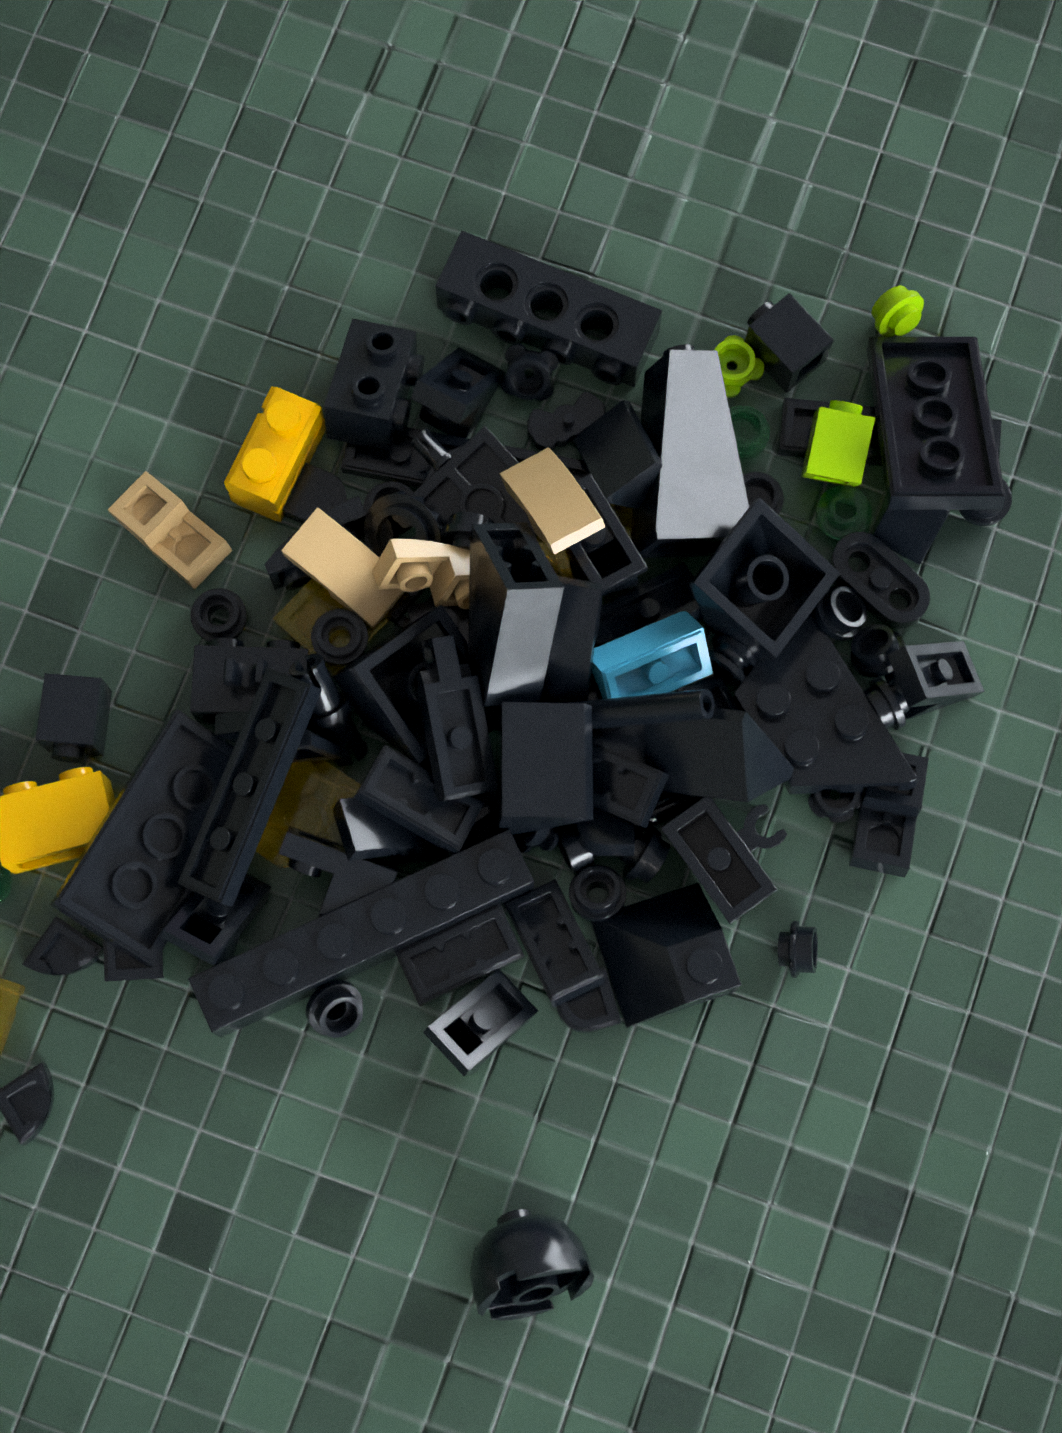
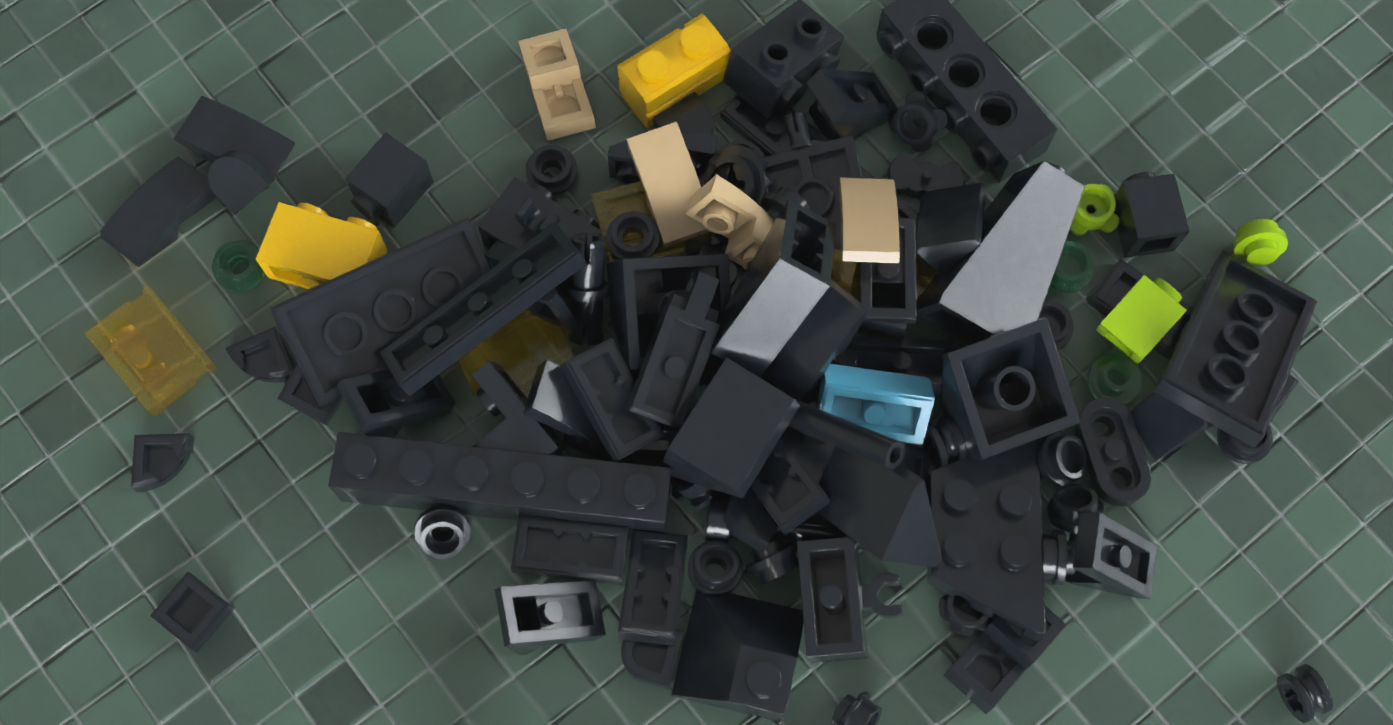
camera: 30 degrees right, 5 degrees down
(152, 1219) = (192, 612): none -> black tile

